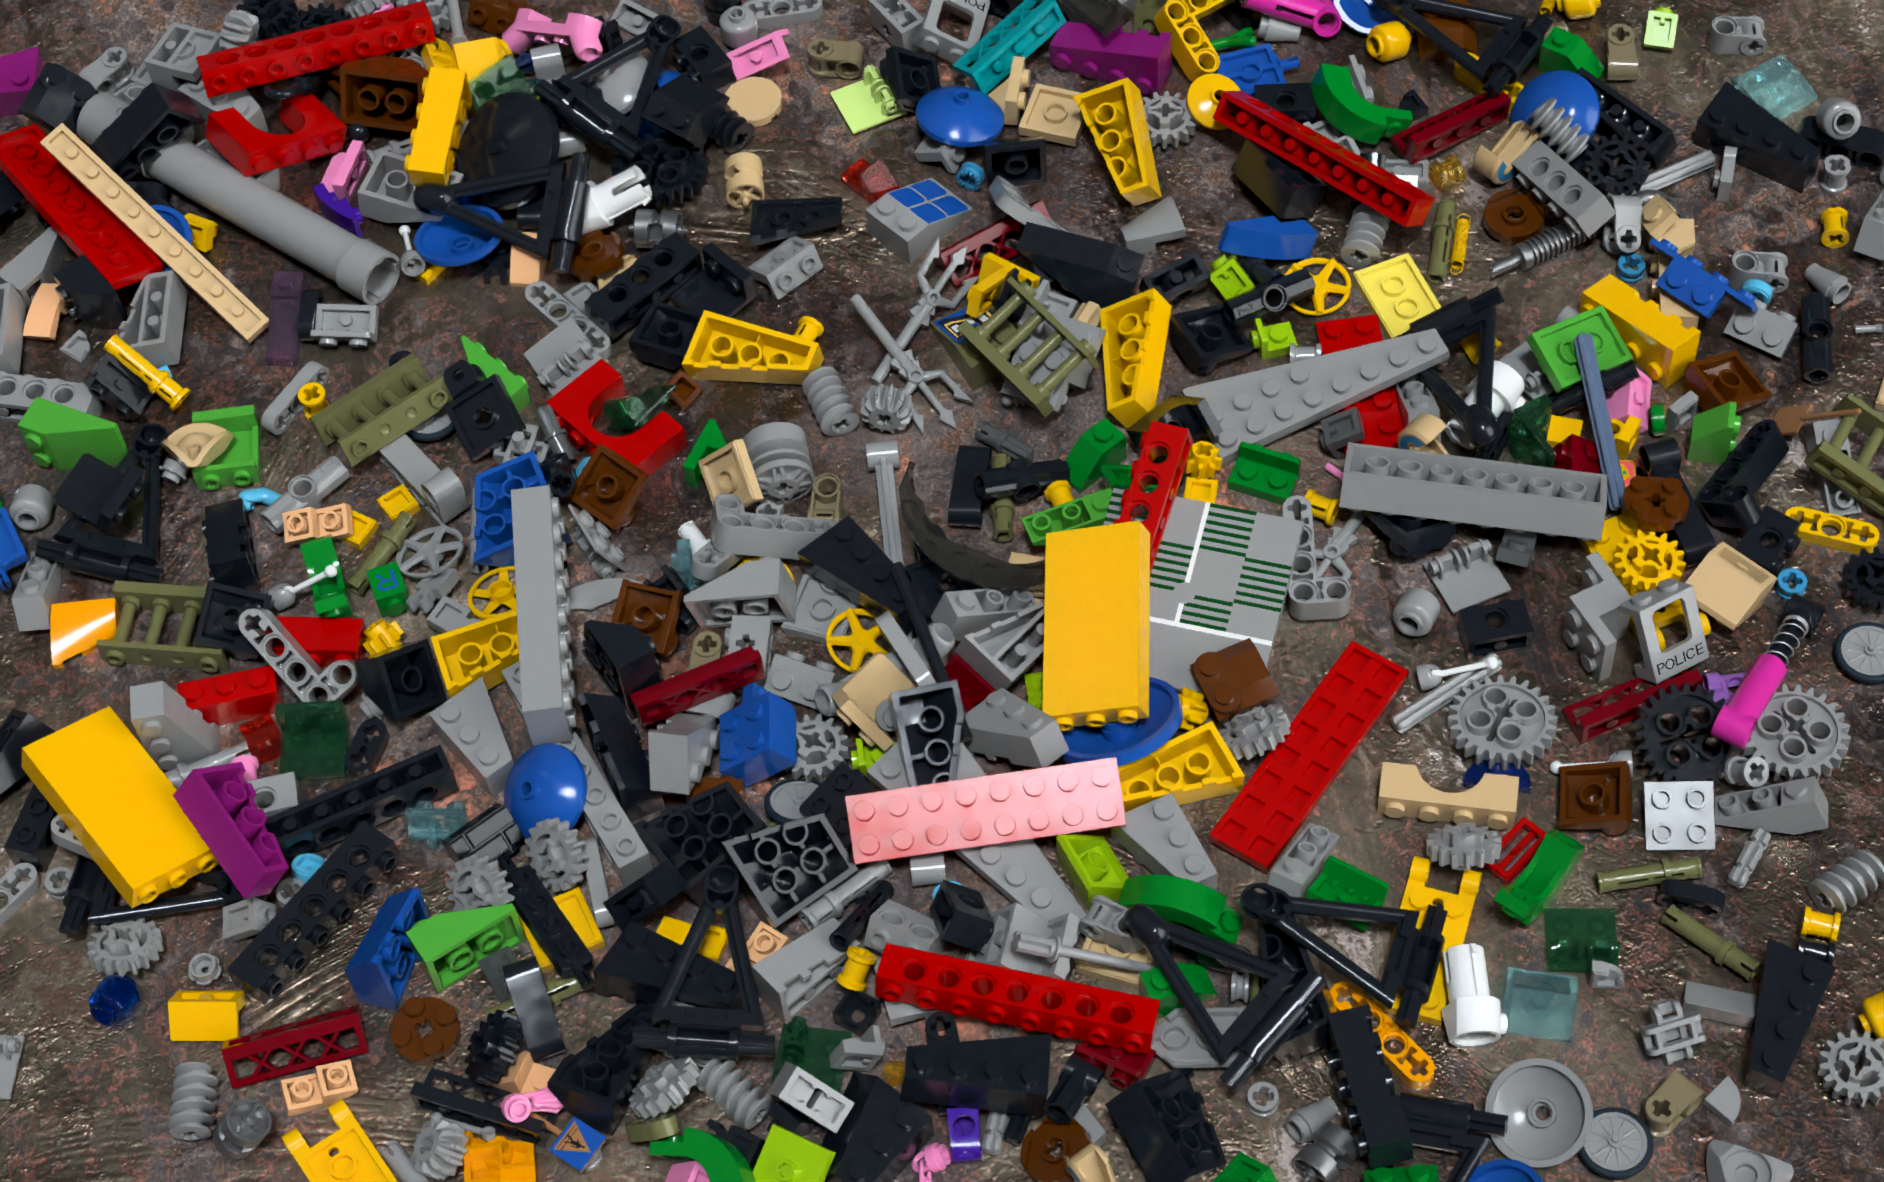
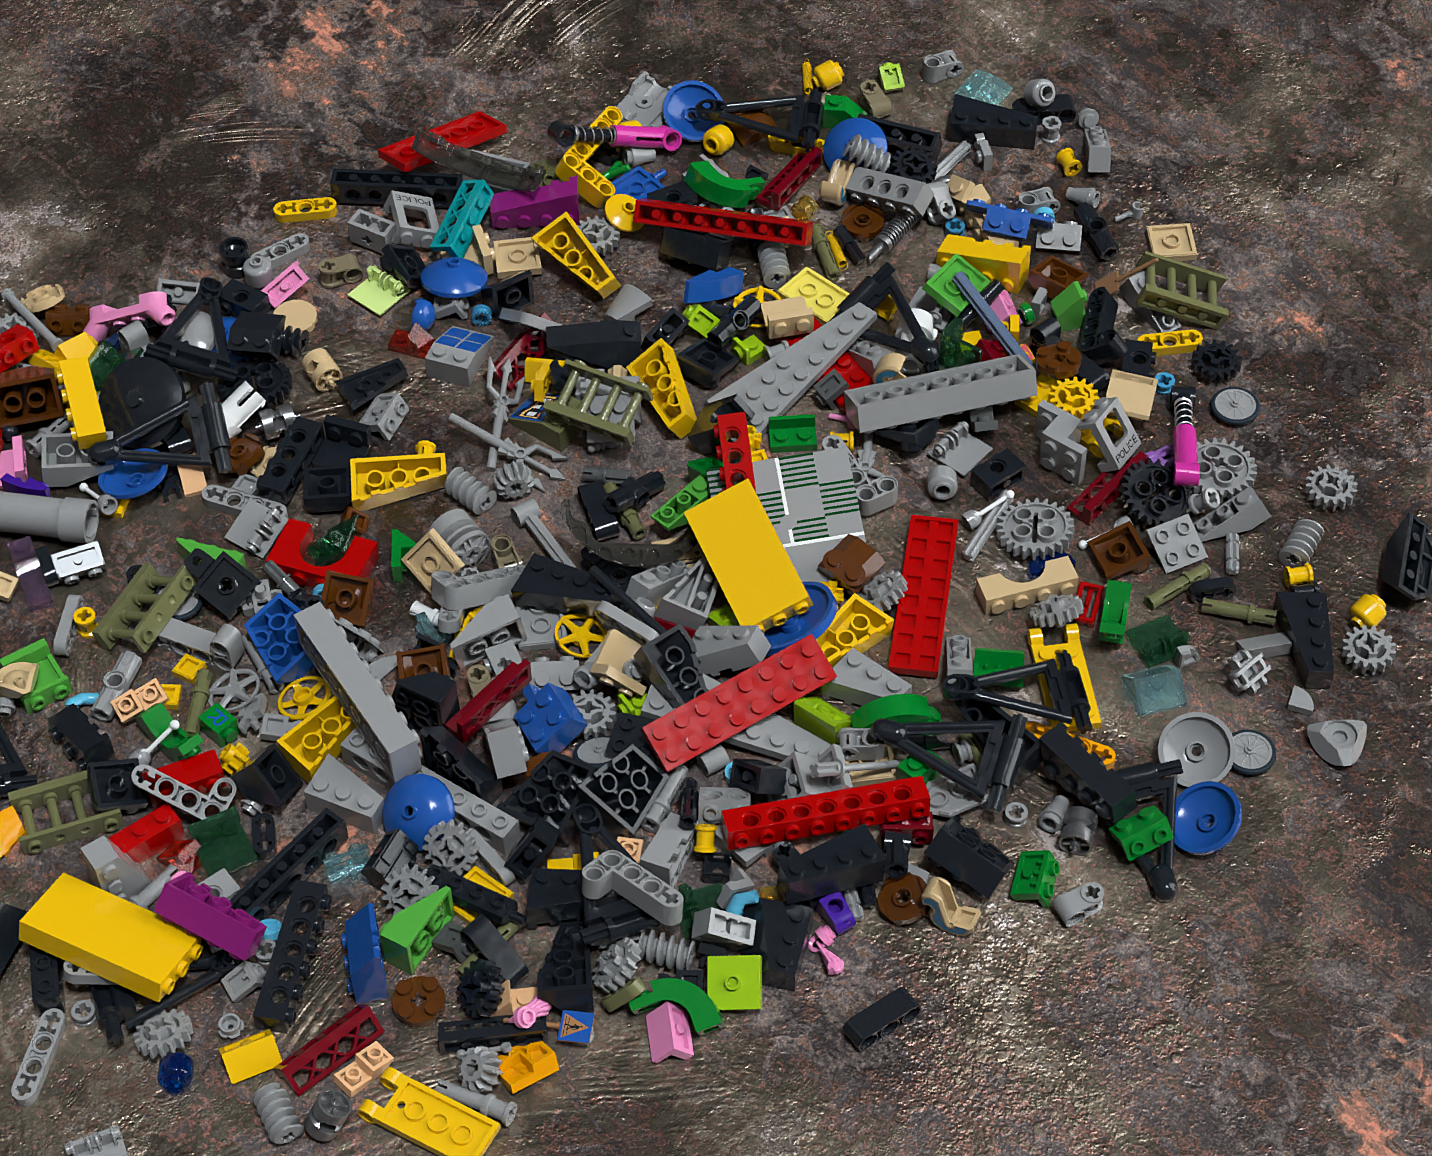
camera: 30 degrees left, 5 degrees down
(732, 1002) = (634, 883): none -> light grey beam
(850, 1069) = (739, 900): none -> medium azure arm
(898, 151) = (423, 314): none -> blue hair
(1058, 492) = (662, 494): yellow bush -> none
(1094, 448) = (674, 459): green slope -> none
(1337, 314) = (787, 317): none -> tan bracket
(1472, 1014) = (1119, 707): white piece -> none
(1478, 242) = (849, 244): none -> black axle
(1671, 1104) = (1270, 714): dark tan piece -> none

